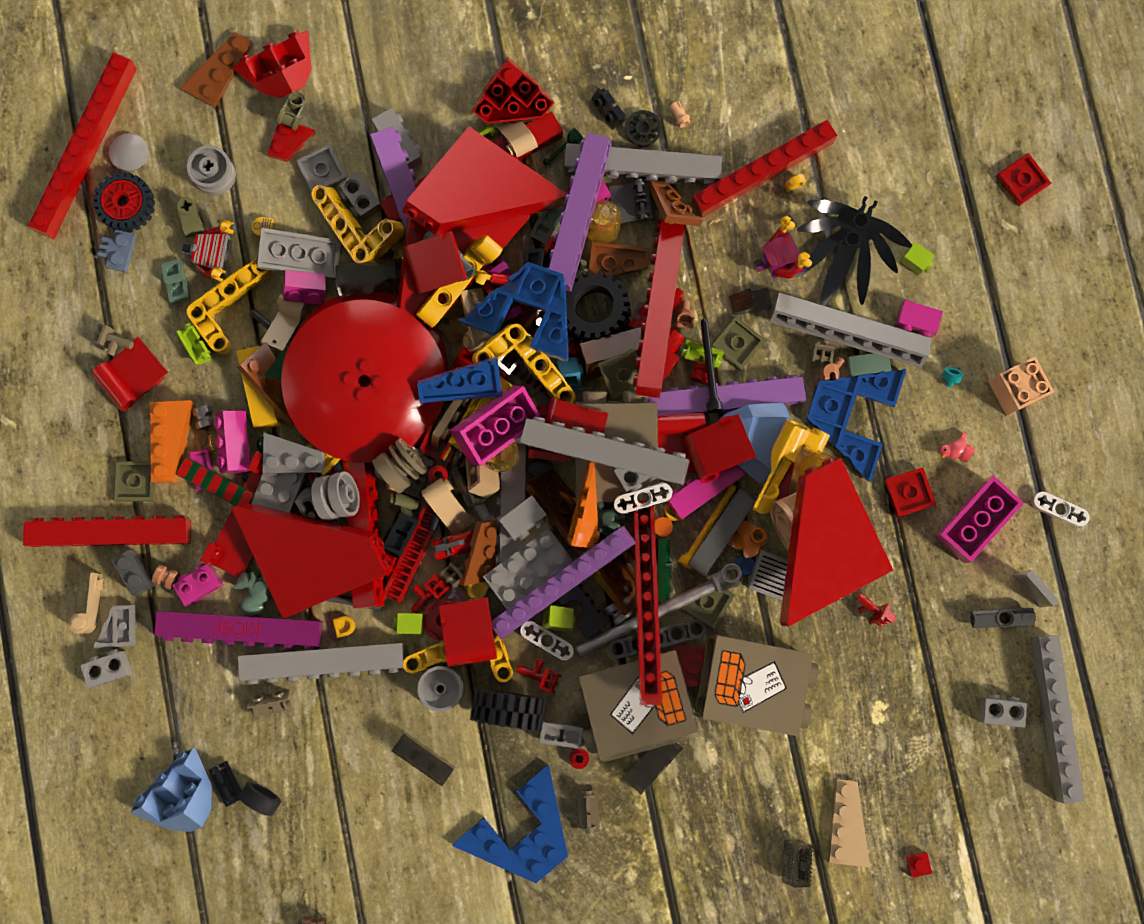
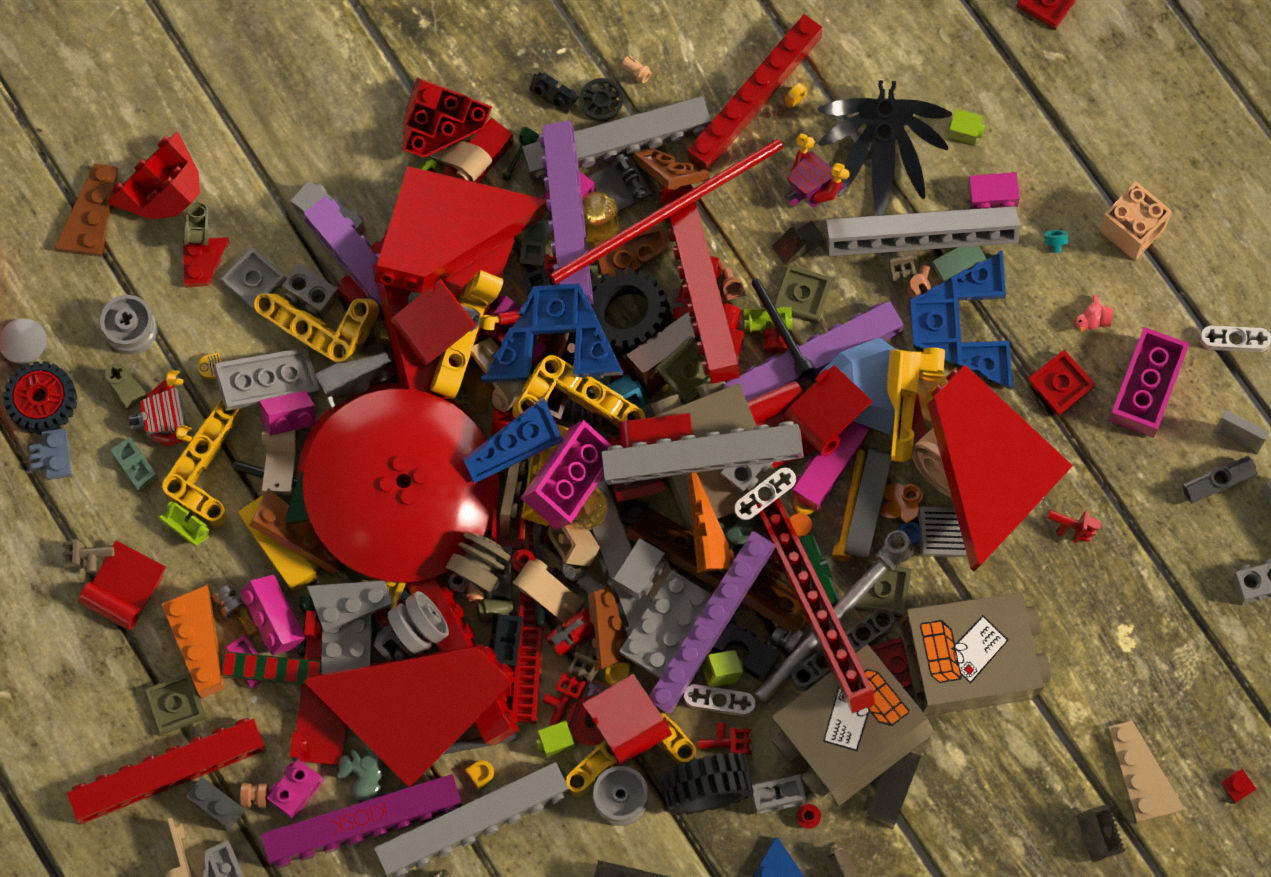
camera: 15 degrees left, 10 degrees down
(654, 239) = (665, 212): none -> red piece

